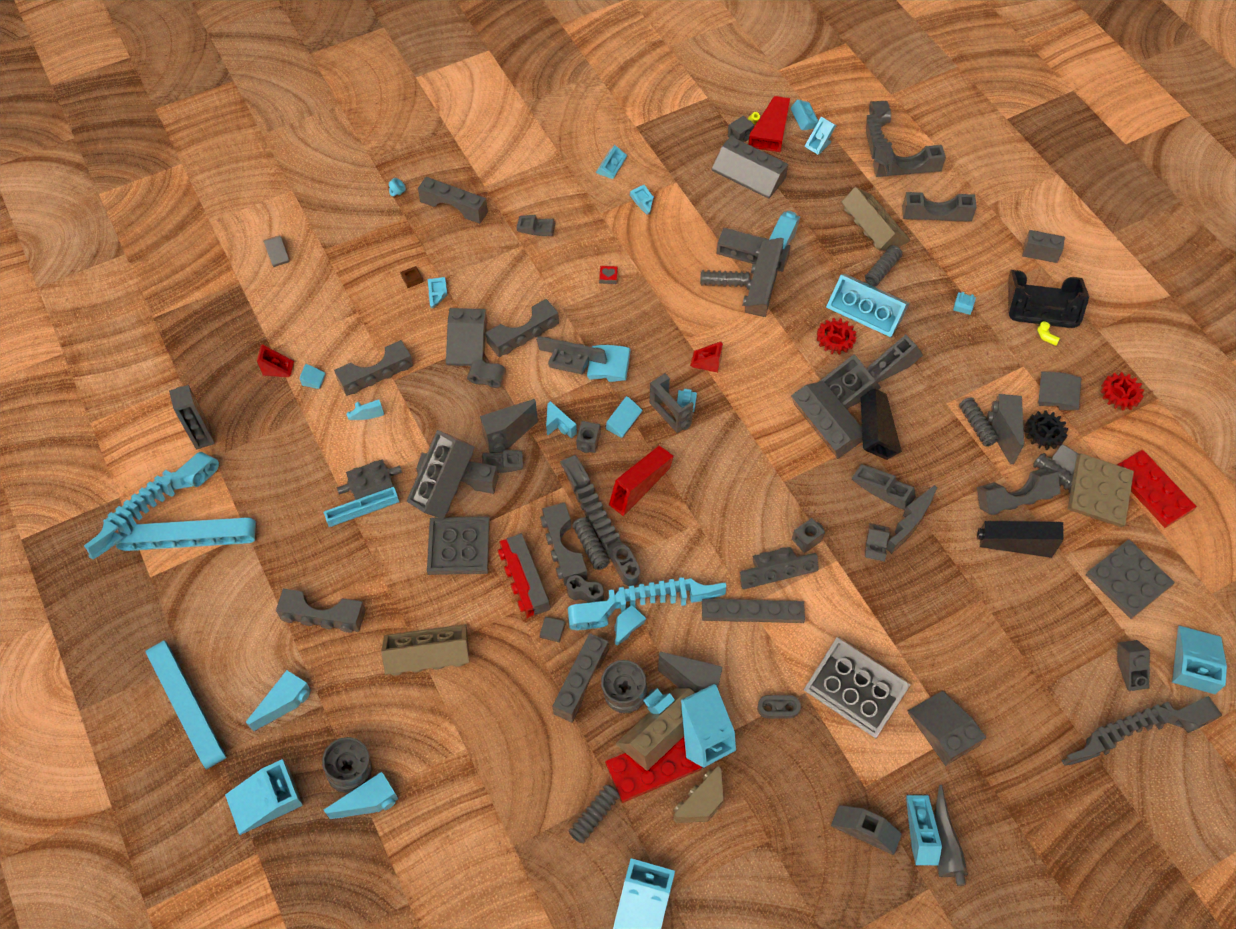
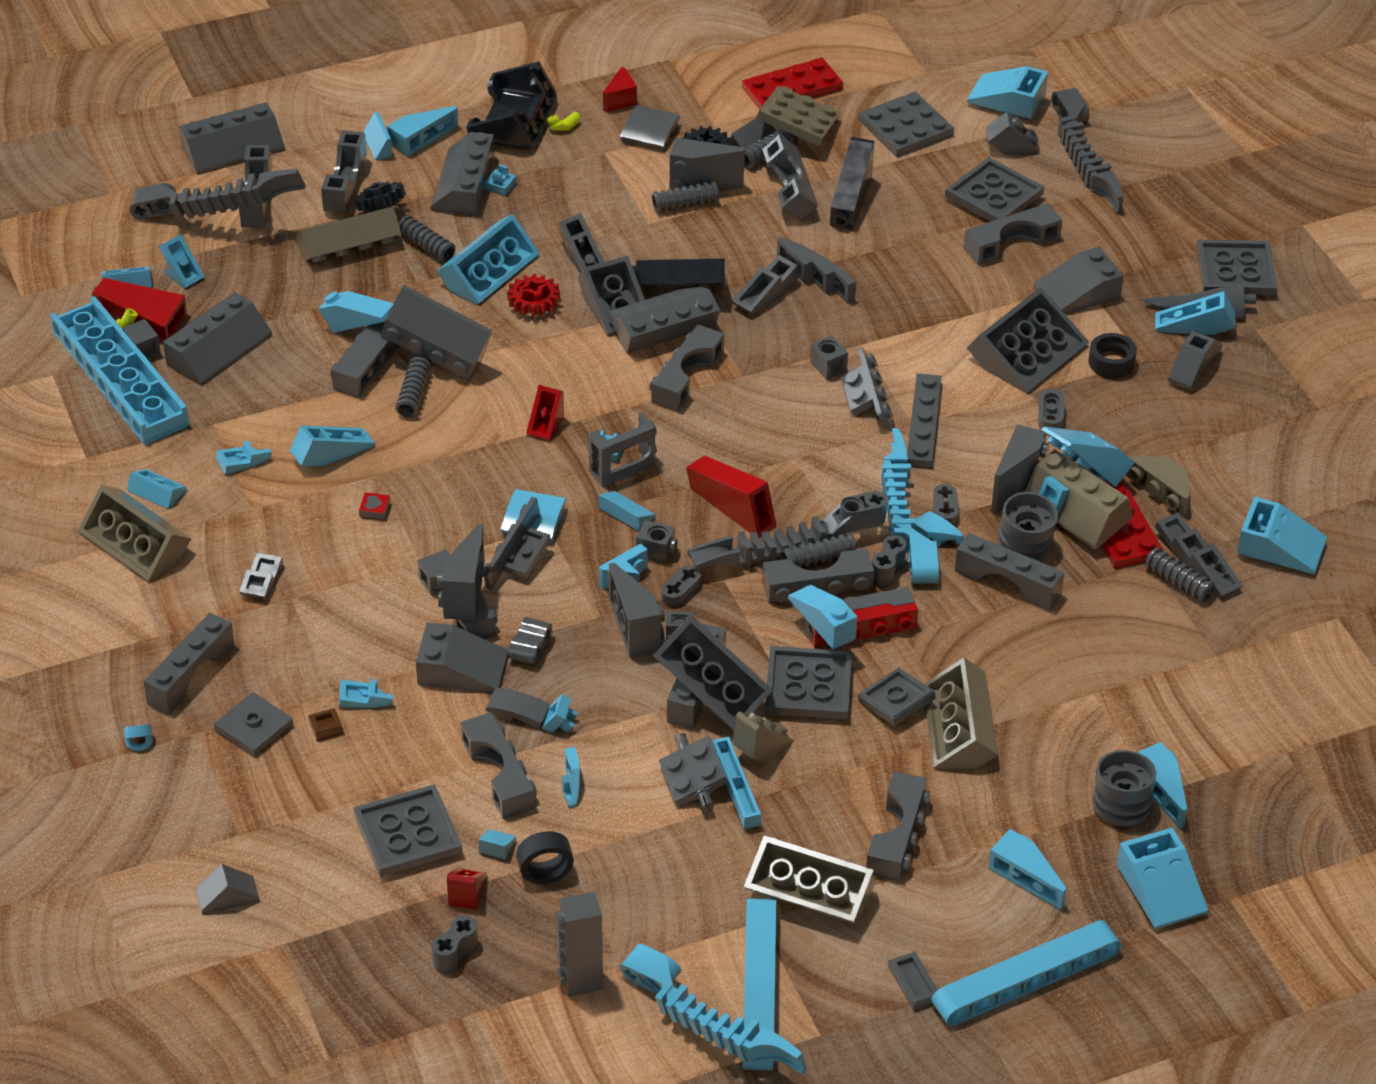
camera: 85 degrees left, 15 degrees down
(187, 631) = (913, 980): none -> dark grey tile
(225, 363) = (454, 944): none -> dark grey axle
(264, 556) = (810, 880): none -> dark tan slope
(287, 399) = (549, 870): none -> black tyre
(320, 329) = (407, 830): none -> dark grey plate
(397, 515) = (759, 736): none -> dark tan slope
(410, 241) = (253, 724): none -> dark grey plate
(419, 396) = (559, 715): none -> medium azure tile
(427, 374) = (524, 707): none -> dark grey slope
(447, 604) = (896, 696): none -> dark grey plate
(506, 542) = (826, 614): none -> medium azure slope
(516, 318) = (463, 578): none -> dark grey slope
(549, 460) = (678, 583): none -> dark grey beam
(552, 629) = (937, 600): dark grey tile -> none
(565, 157) = (133, 533): none -> dark tan slope
(619, 830) = (1196, 553): none -> dark grey slope
(656, 630) = (949, 505): none -> dark grey beam
(659, 241) = (328, 444): none -> medium azure slope
(709, 127) = (120, 371): none -> medium azure tile
(756, 431) = (700, 349): none -> dark grey arch
(864, 741) = (1112, 367): none -> black tyre
(876, 542) = (837, 305): dark grey slope -> none
(918, 231) = (379, 196): none -> black gear
(953, 279) = (464, 175): none -> dark grey slope
(961, 142) = (224, 137): none -> dark grey slope
(982, 647) = (1035, 224): none -> dark grey arch
(990, 225) = (378, 138): none -> medium azure slope
(1006, 246) = (422, 128): none -> medium azure slope
(1006, 869) = (1237, 265): none -> dark grey plate
(1043, 246) = (431, 93): dark grey brick -> none
(1054, 653) = (994, 190): none -> dark grey plate
(1096, 365) = (620, 92): none -> red slope
(1122, 391) = (660, 78): red gear -> none

